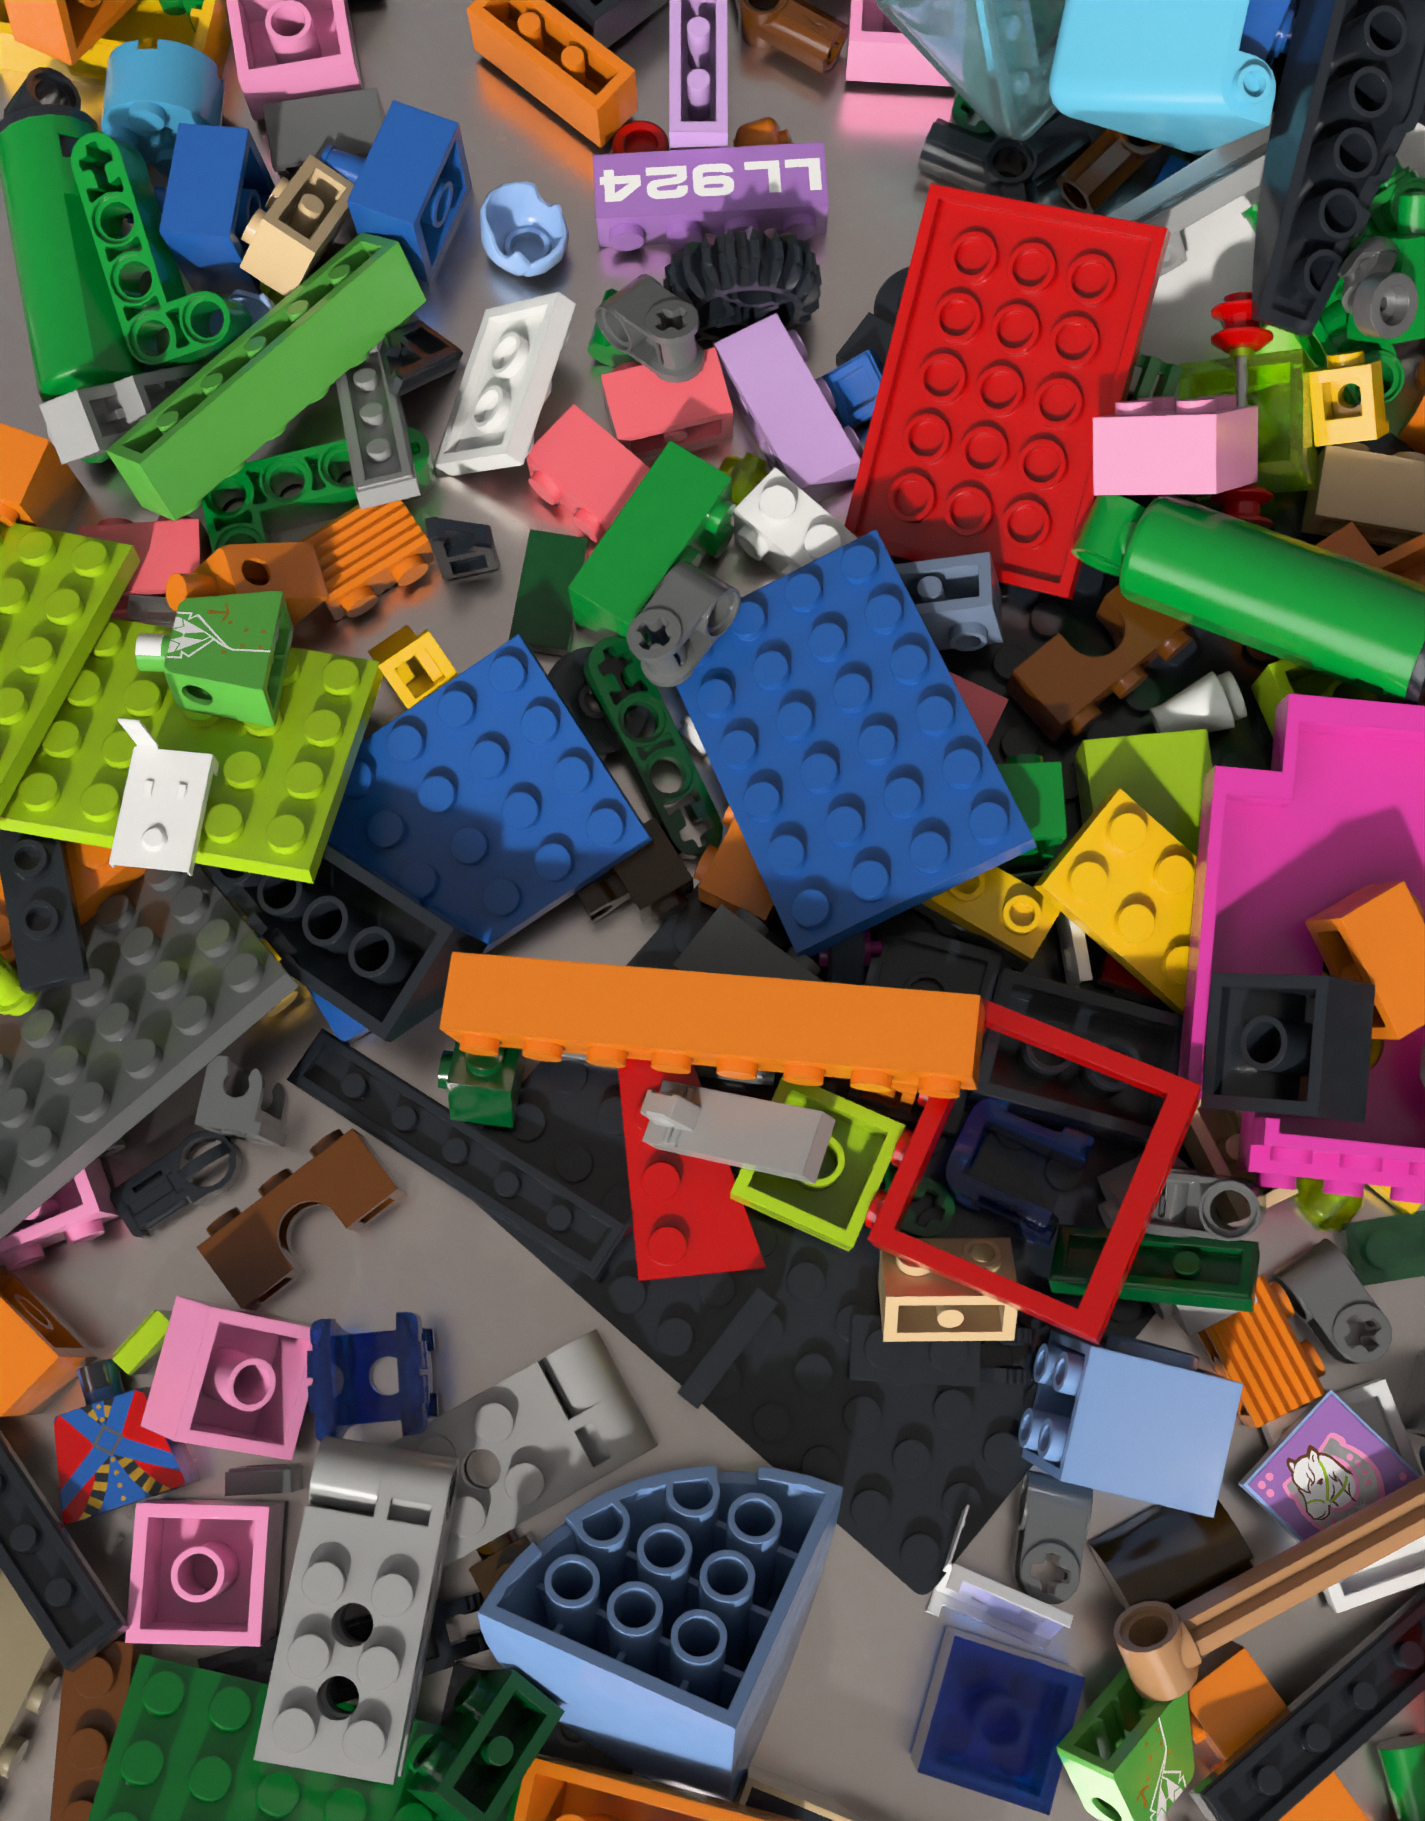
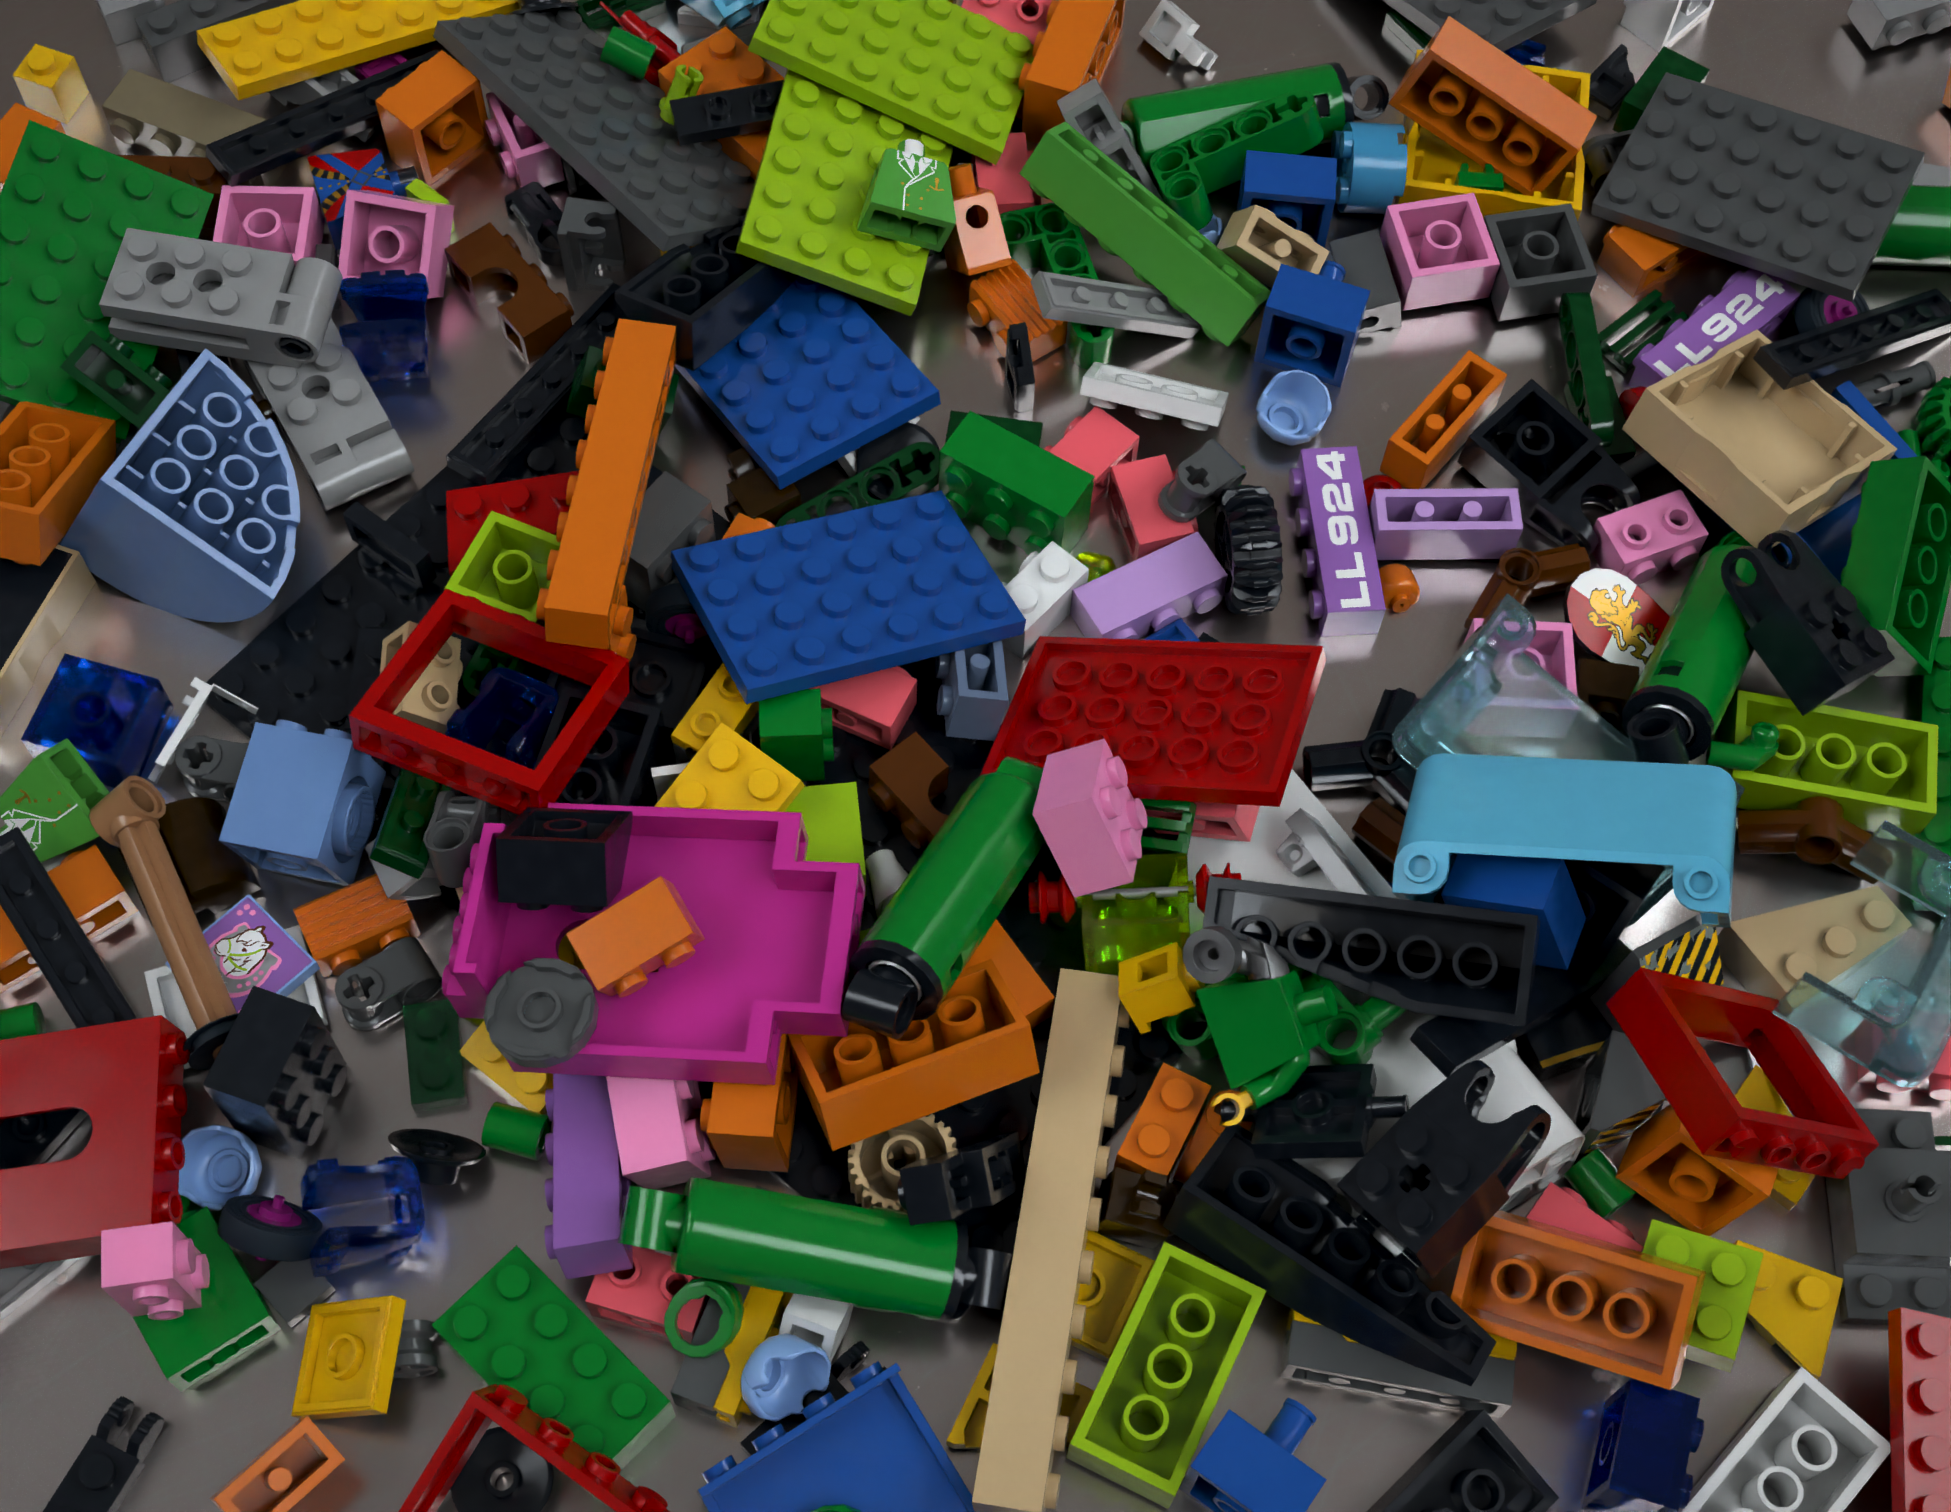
camera: 85 degrees right, 15 degrees down
(161, 805) = (786, 154): white piece -> none
(413, 664) = (932, 342): yellow brick -> none
(416, 356) = (1178, 340): black tile -> none
(682, 619) = (943, 488): dark grey piece -> none
(737, 1130) = (534, 513): light grey hinge -> none

